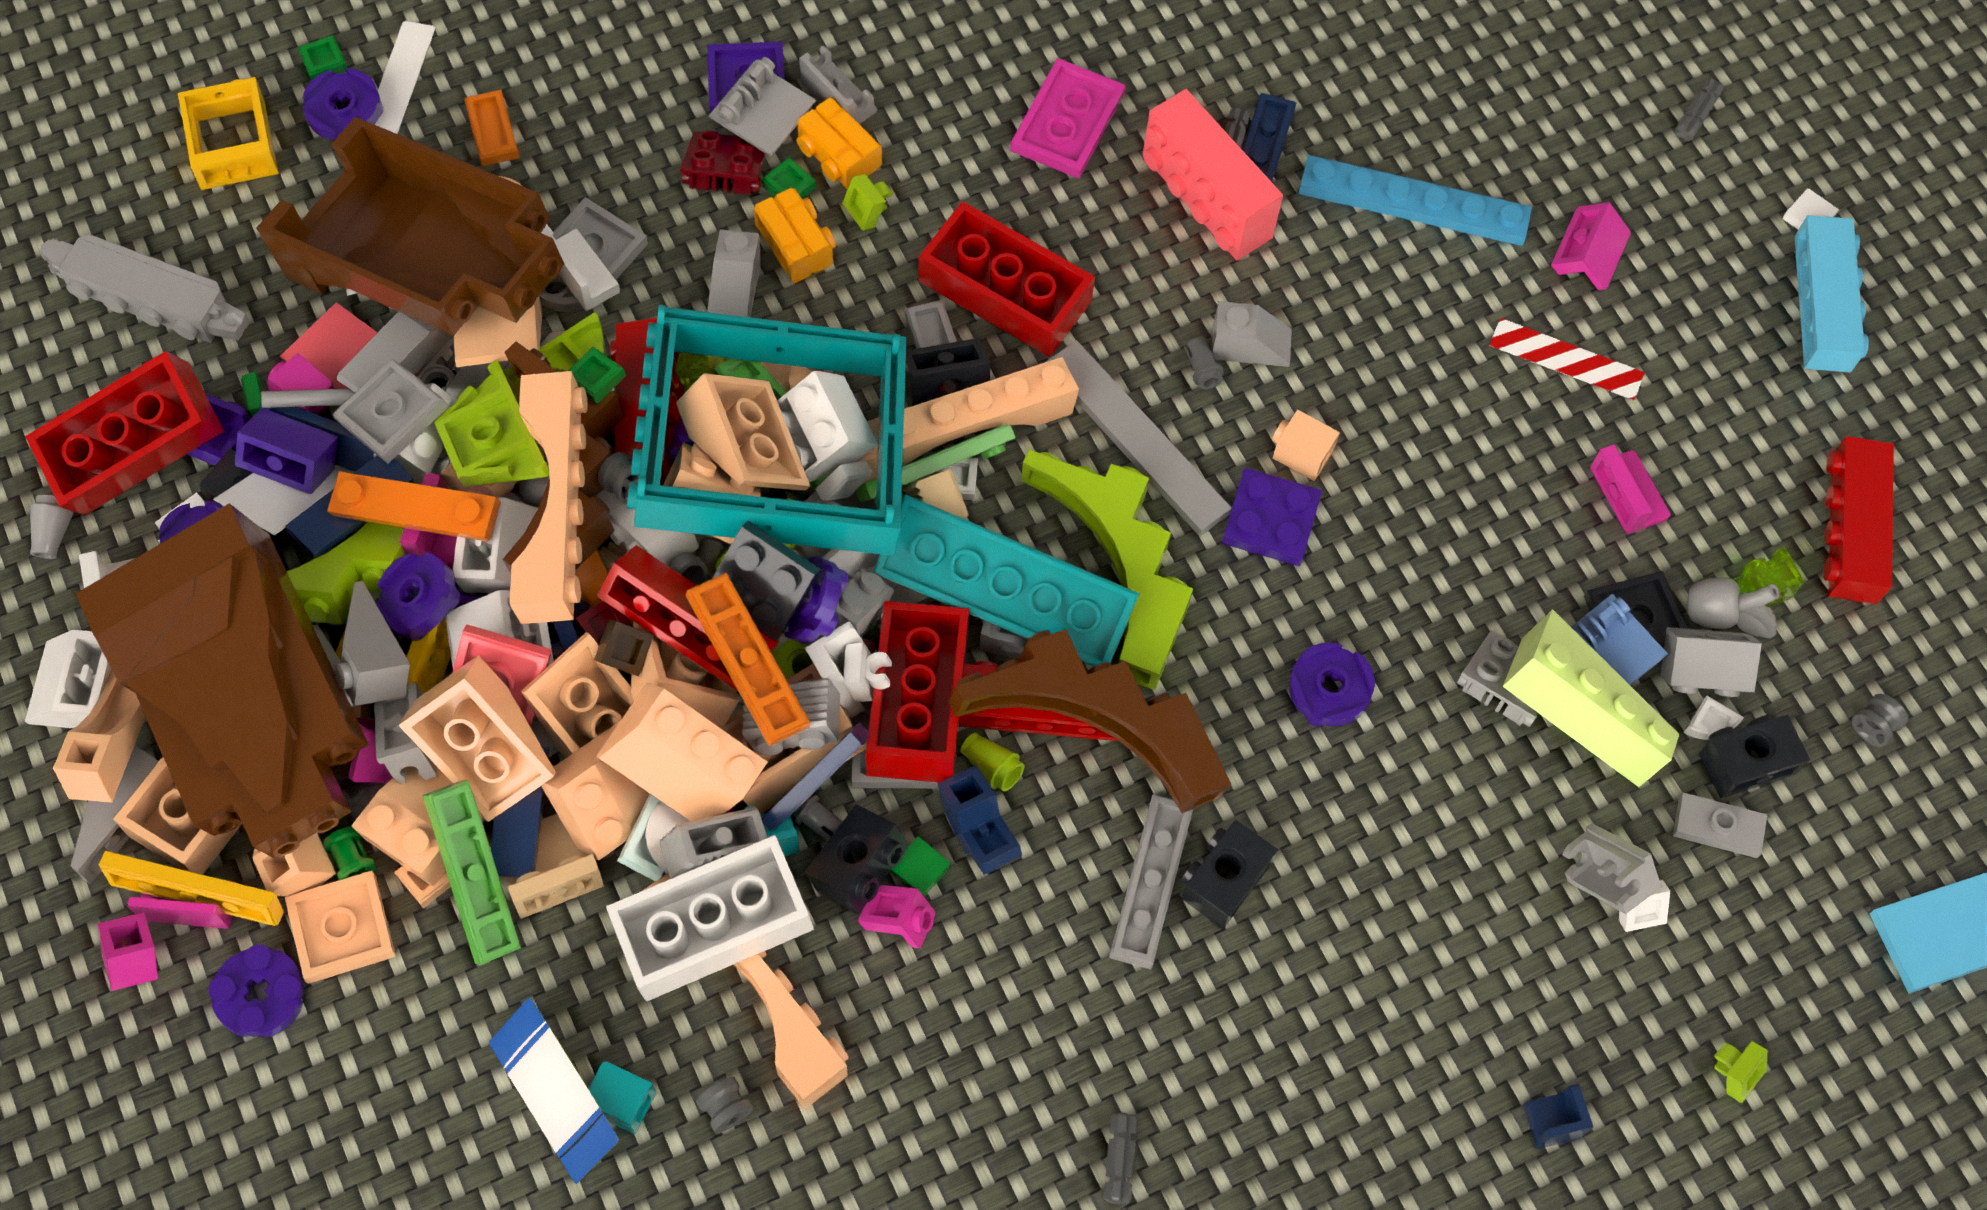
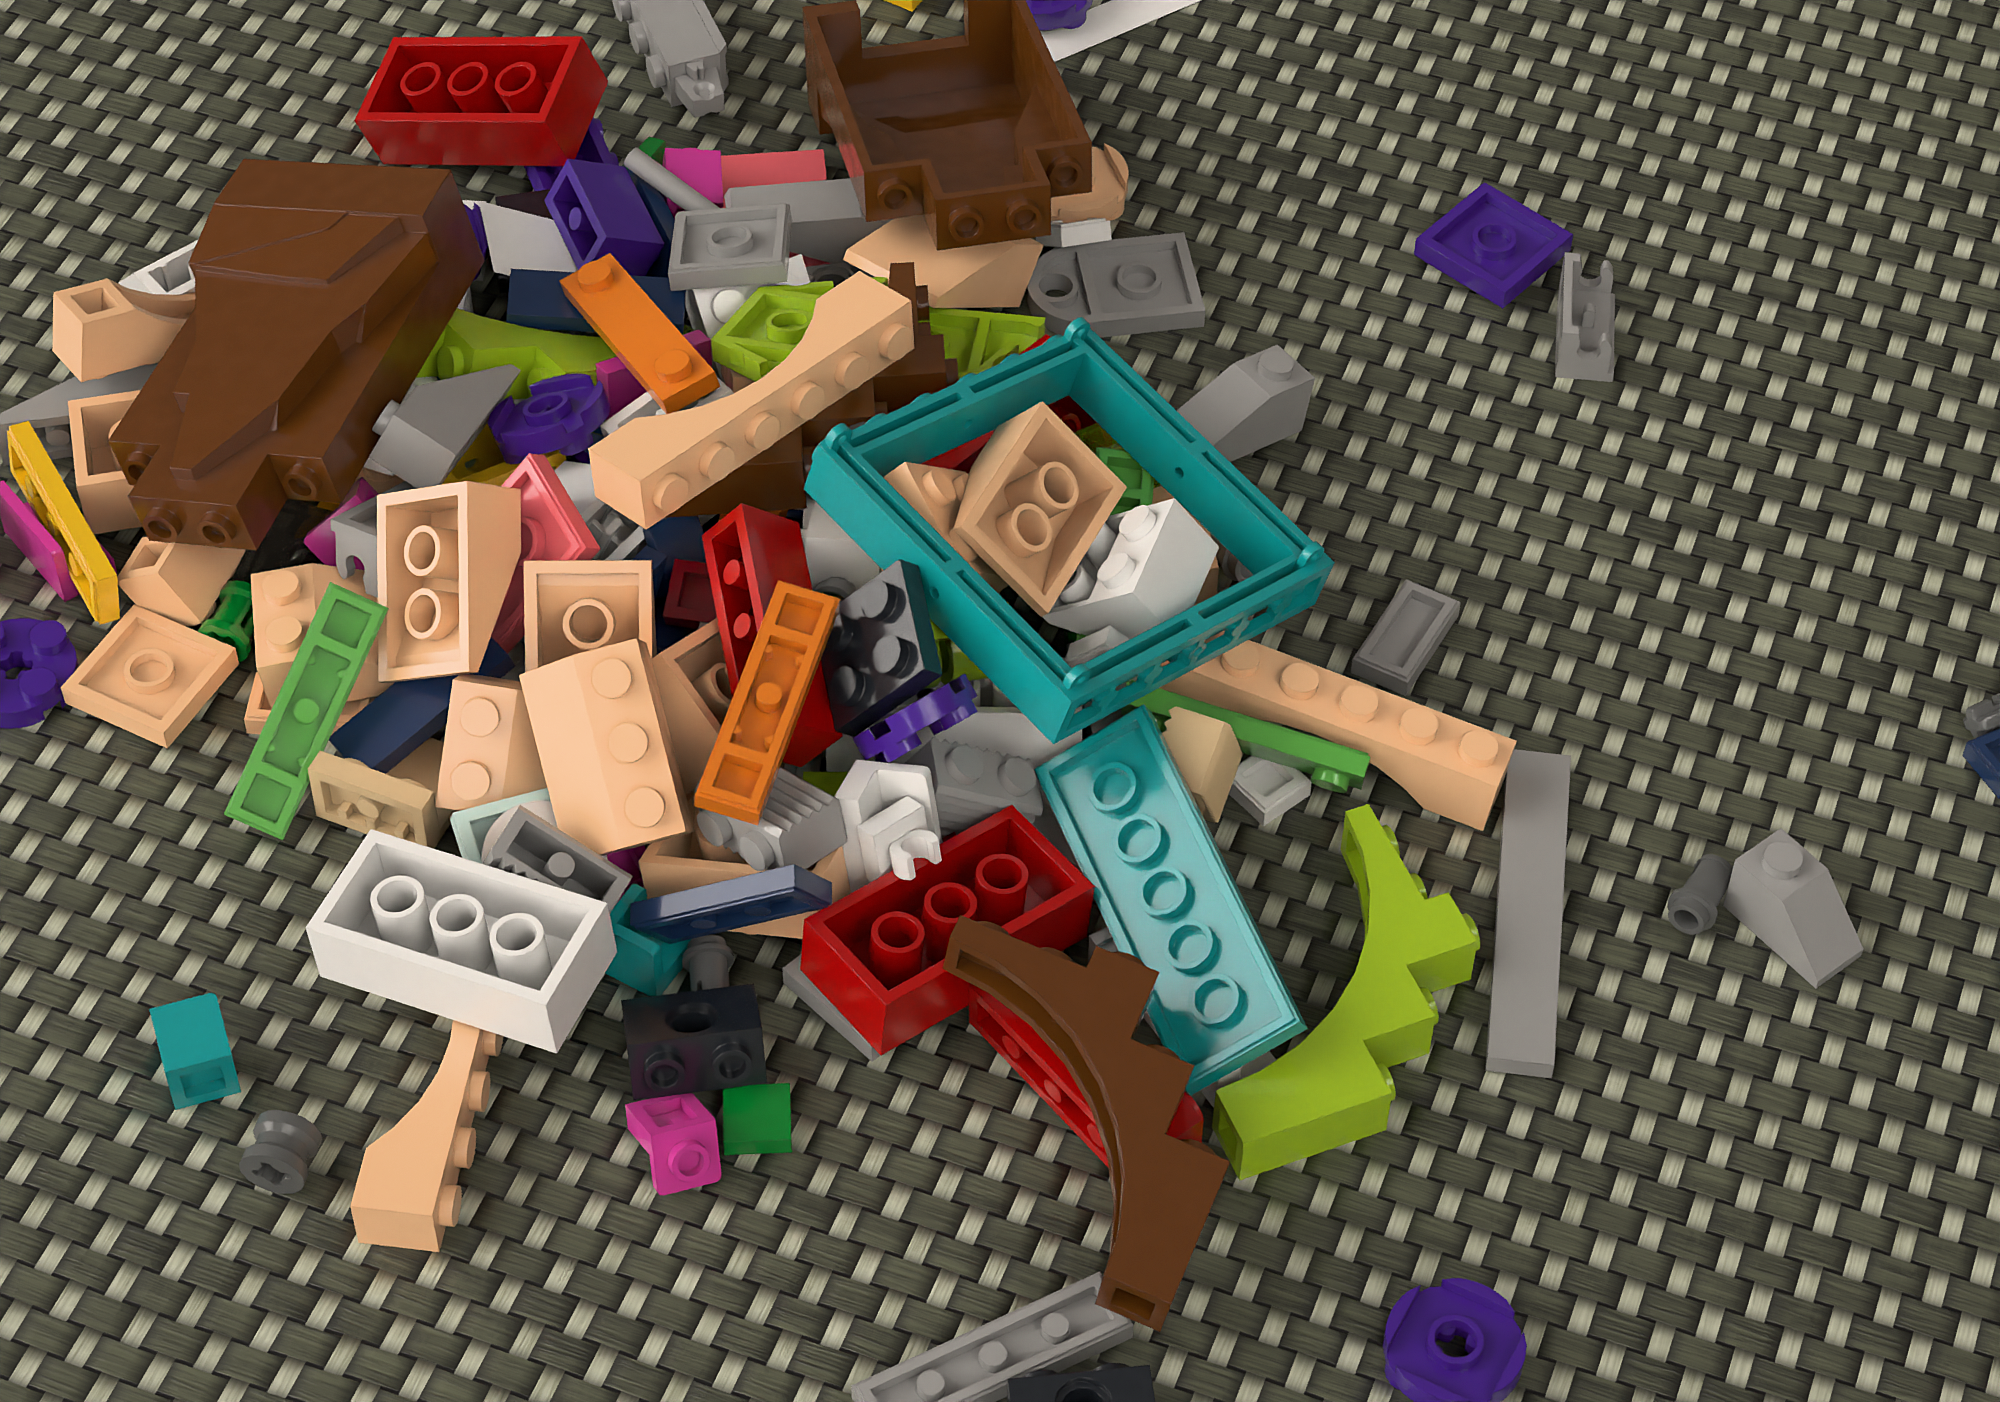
camera: 50 degrees right, 15 degrees down
(47, 526) = (336, 140): light grey cone -> none
(491, 128) = (1168, 111): orange tile -> none
(553, 1091) = (142, 984): sticker -> none
(584, 270) = (1093, 280): white panel -> none
(597, 374) = (944, 338): green tile -> none
(623, 647) = (673, 606): dark brown tile -> none
(724, 157) = (1371, 304): dark red hinge -> none
(762, 107) = (1469, 272): light grey hinge -> none
(788, 176) = (1424, 375): green tile -> none
(794, 234) = (1365, 419): light orange brick -> none
(838, 143) = (1521, 371): light orange brick -> none
(866, 201) = (1488, 447): lime tile -> none
(944, 369) = (1347, 637): black brick -> none
(977, 820) = (867, 1112): dark blue brick -> none
(996, 763) = (959, 1085): lime cone -> none
(1006, 278) = (1552, 628): red brick -> none
(1068, 118) = (1831, 535): dark pink plate -> none
(1211, 175) = (1932, 703): coral brick -> none
(1272, 517) = (1598, 1119): dark purple plate -> none
(1304, 444) = (1727, 1072): light nougat brick -> none

